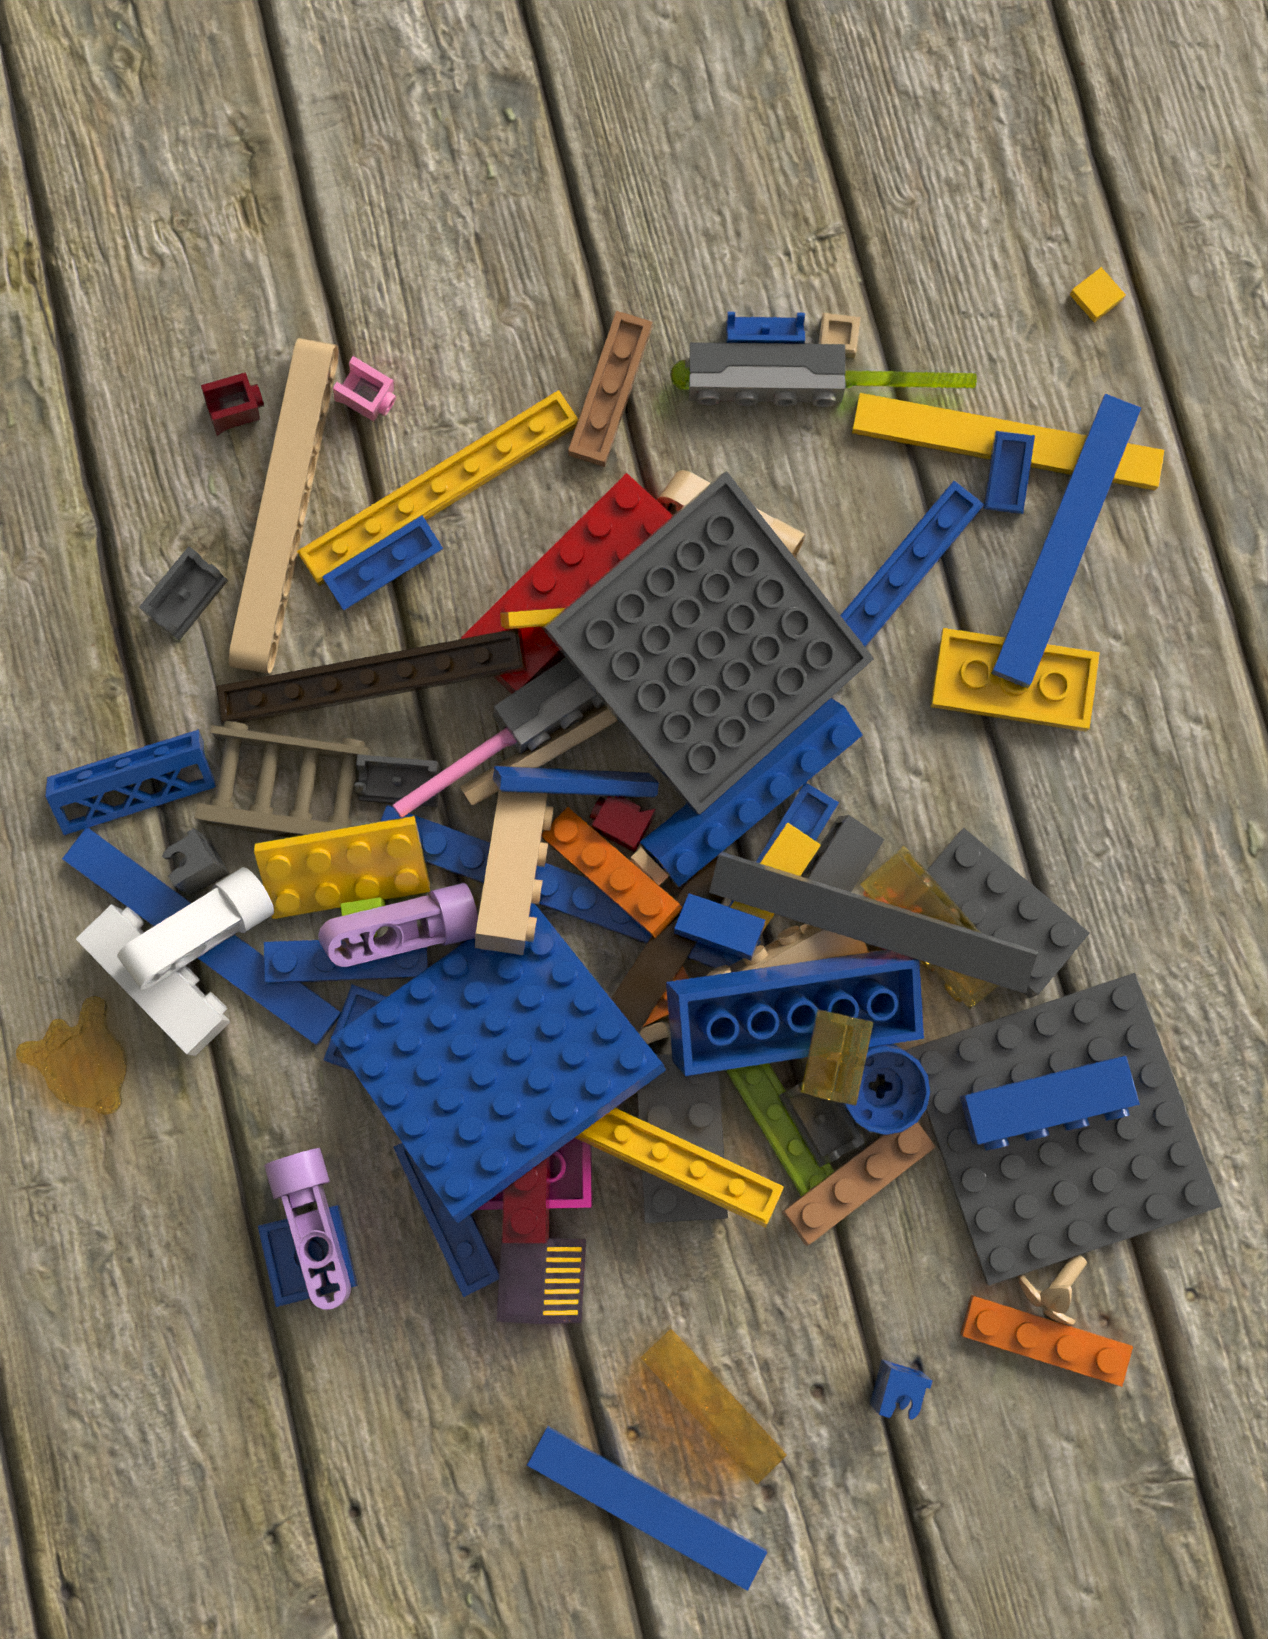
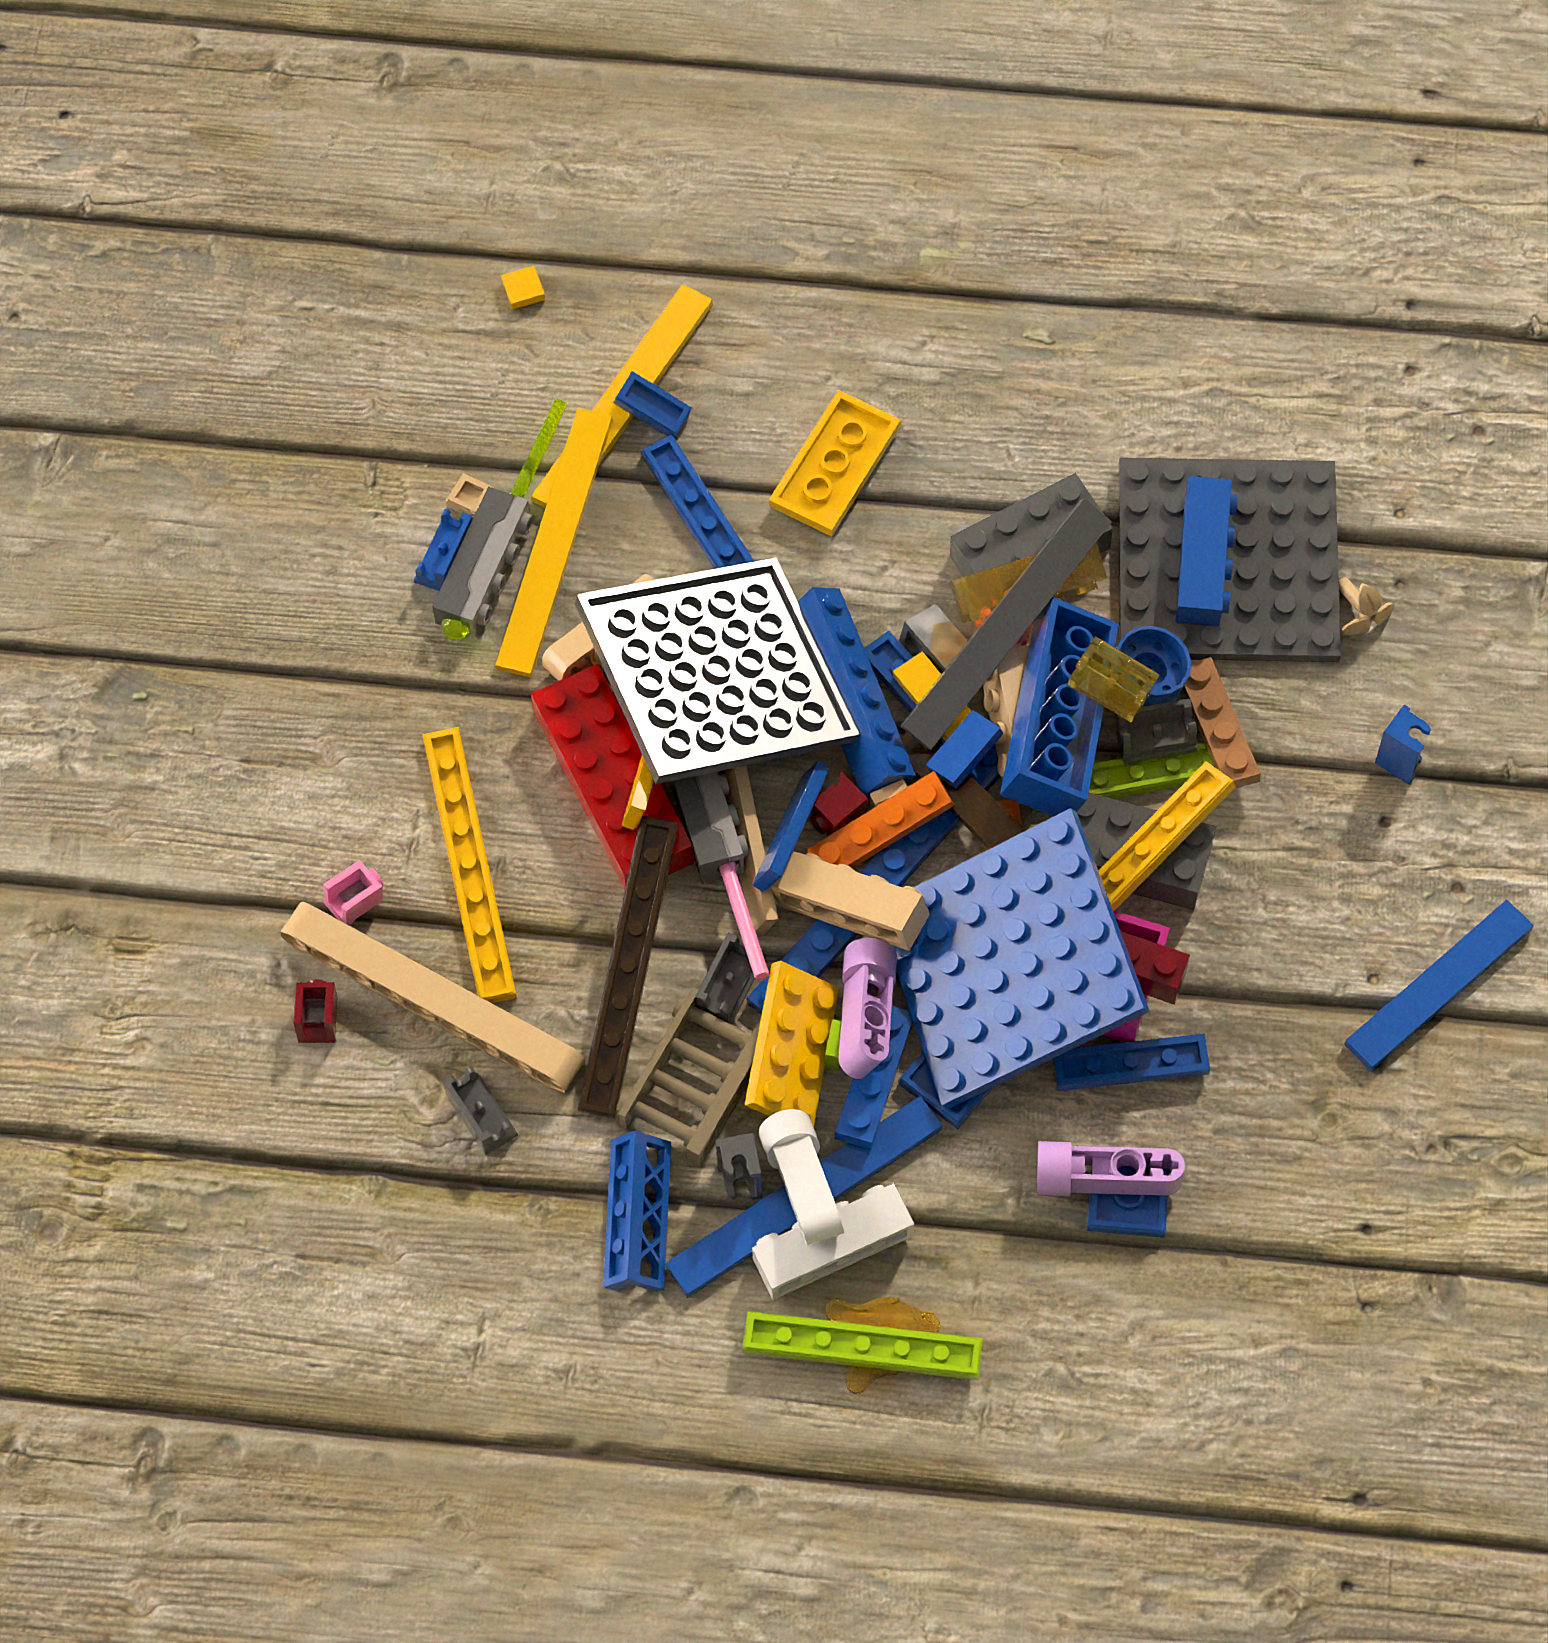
camera: 70 degrees left, 15 degrees down
(59, 1047) = (862, 1345): none -> lime tile
(382, 563) = (522, 930): blue plate -> none
(542, 1281) = (1215, 1006): clear purple slope -> none
(610, 388) = (440, 691): medium nougat plate -> none
(713, 1404) = (1368, 897): clear yellow brick -> none
(816, 434) = (554, 543): none -> yellow tile
(1046, 1340) = (1400, 631): orange plate -> none
(1066, 541) = (732, 380): blue tile -> none

